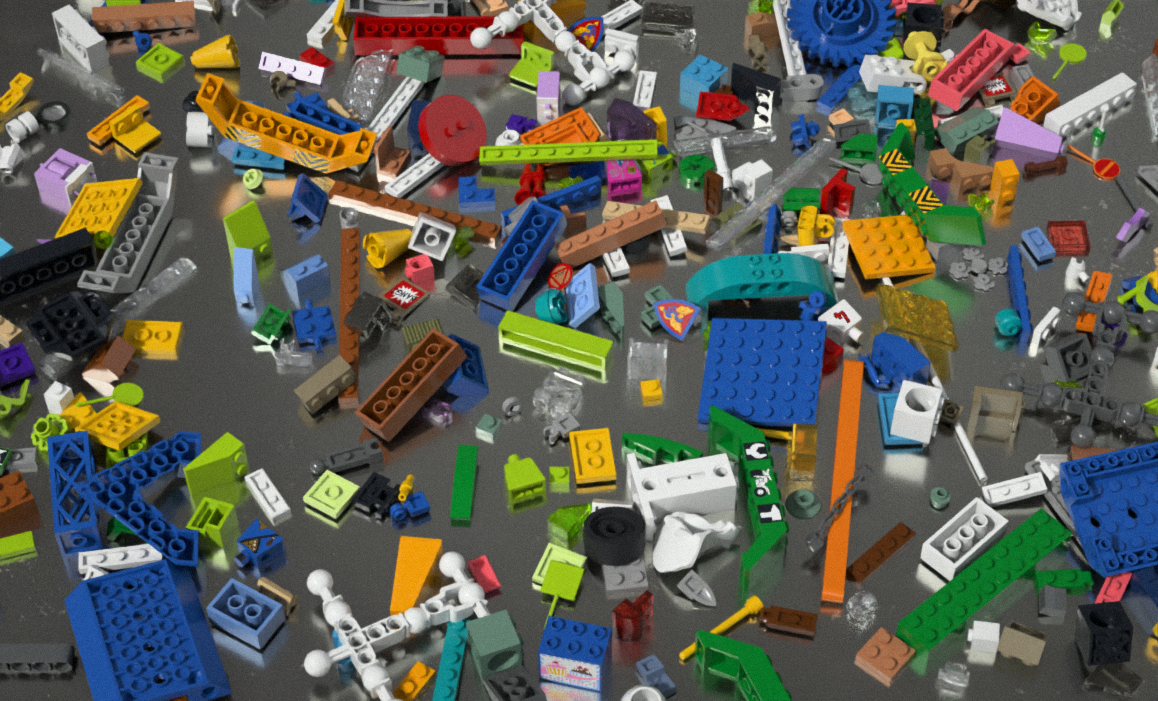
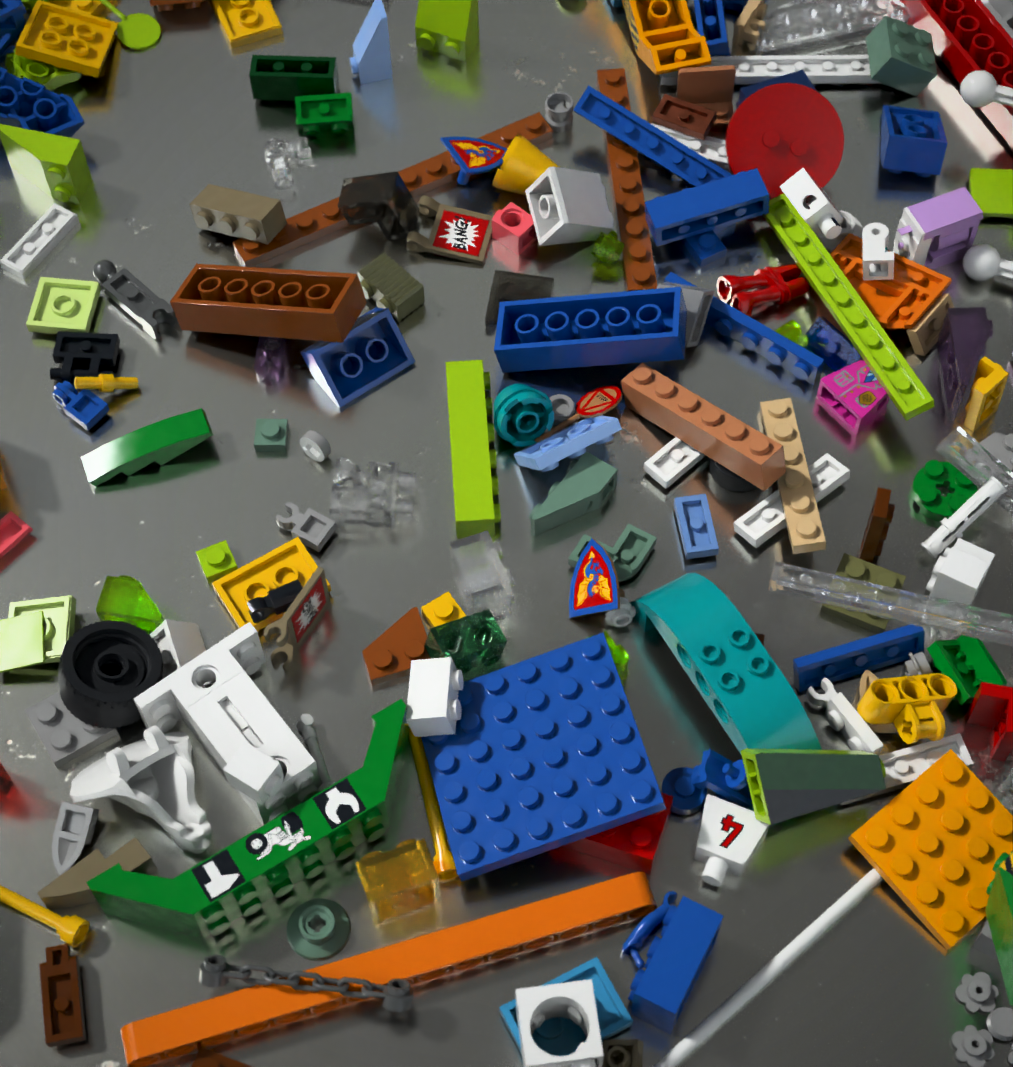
camera: 65 degrees right, 10 degrees up
(236, 326) = (292, 76): none -> dark green brick
(306, 274) = (432, 110): medium blue slope -> none
(307, 200) = (562, 50): blue bracket -> none
(314, 324) = (351, 156): blue plate -> none
(361, 262) = (474, 155): none -> shield
(397, 166) = (684, 117): none -> copper plate
(406, 186) = (647, 139): none -> blue plate
(469, 180) = (707, 207): none -> blue brick
(476, 86) = (912, 141): none -> blue slope
(494, 135) = (820, 211): none -> white torso
(520, 124) = (880, 215): dark purple plate -> none
(523, 478) = (186, 513): lime torso -> none
(545, 127) = (876, 259): none -> white leg
(574, 220) = (725, 370): nougat panel -> none
(609, 449) = (276, 601): none -> black bar
(624, 439) = (299, 618): none -> dark tan flag
(656, 167) = (919, 433): lime torso -> none
(658, 448) = (320, 668): green slope -> none
(661, 268) = (696, 526): none -> medium blue plate
(662, 415) = (392, 651): none -> dark orange wing
(680, 382) = (464, 637): none -> clear green brick
(704, 395) = (434, 697): none -> white brick
(724, 474) = (254, 773): none -> white brick
(729, 581) = (71, 887): none -> dark tan slope
(836, 273) = (804, 781): none -> slope
(916, 317) = (785, 954): clear yellow plate -> none

